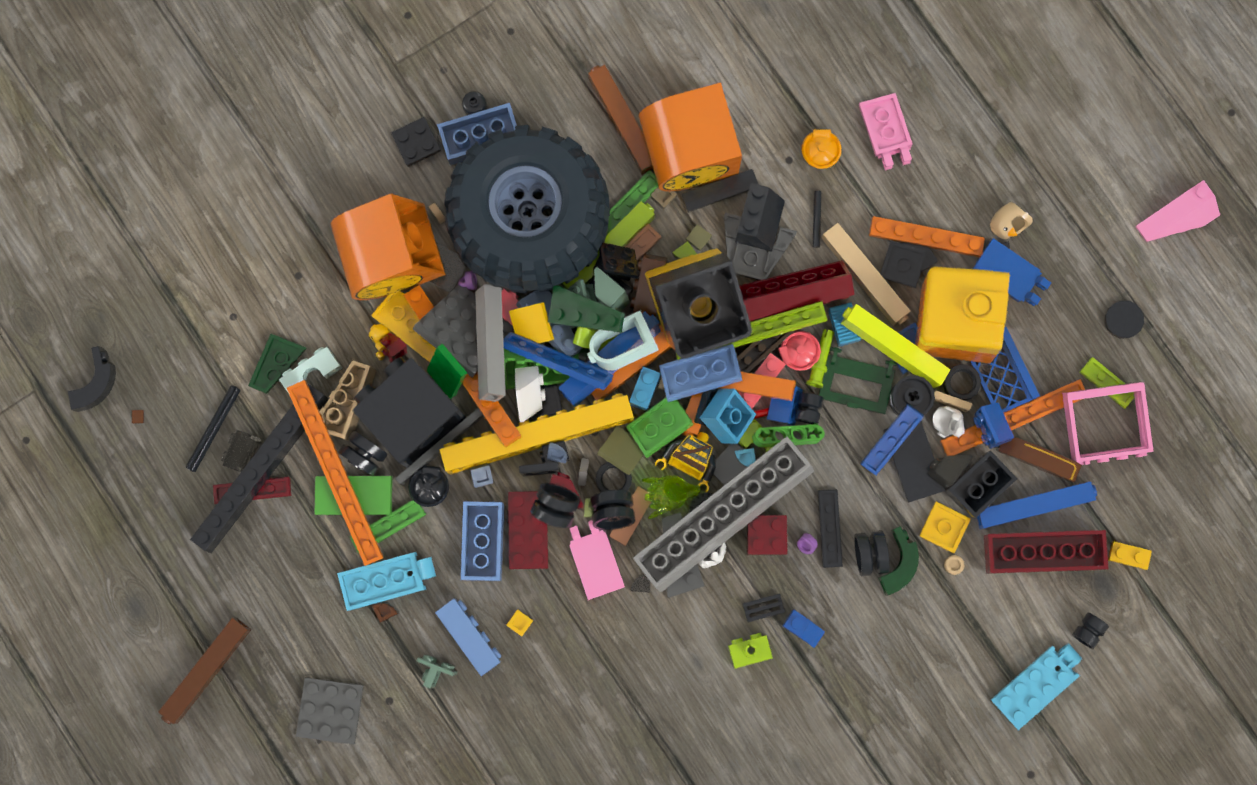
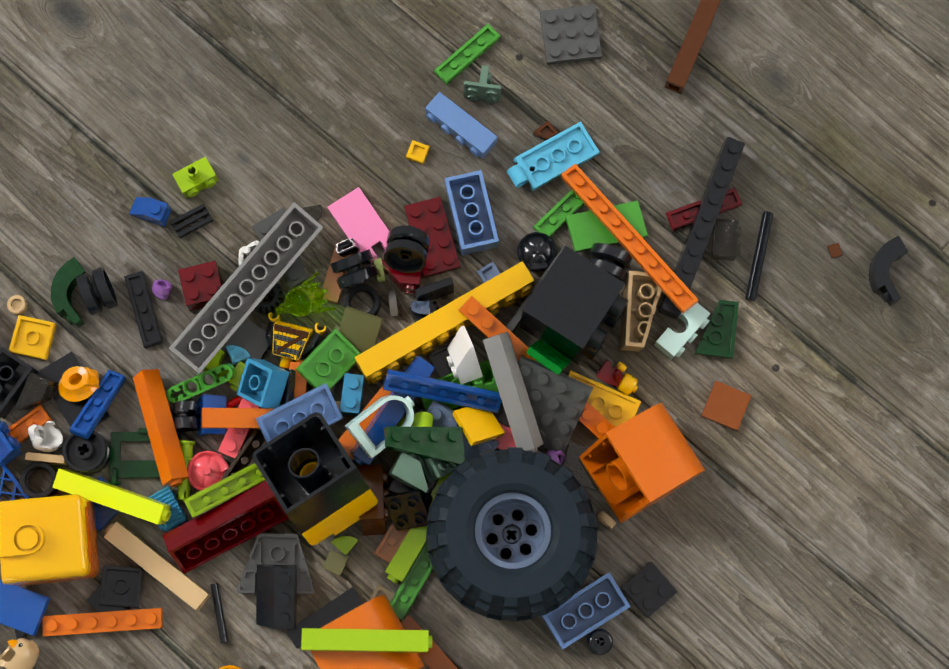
camera: 160 degrees right, 5 degrees down
(292, 291) = (726, 405): none -> dark orange tile
(441, 716) = (467, 54): none -> bright green tile
(614, 535) = (347, 247): none -> piece
(685, 136) = (366, 640): none -> lime brick
(836, 401) = (160, 427): none -> orange brick
(907, 465) = (78, 383): none -> light orange piece

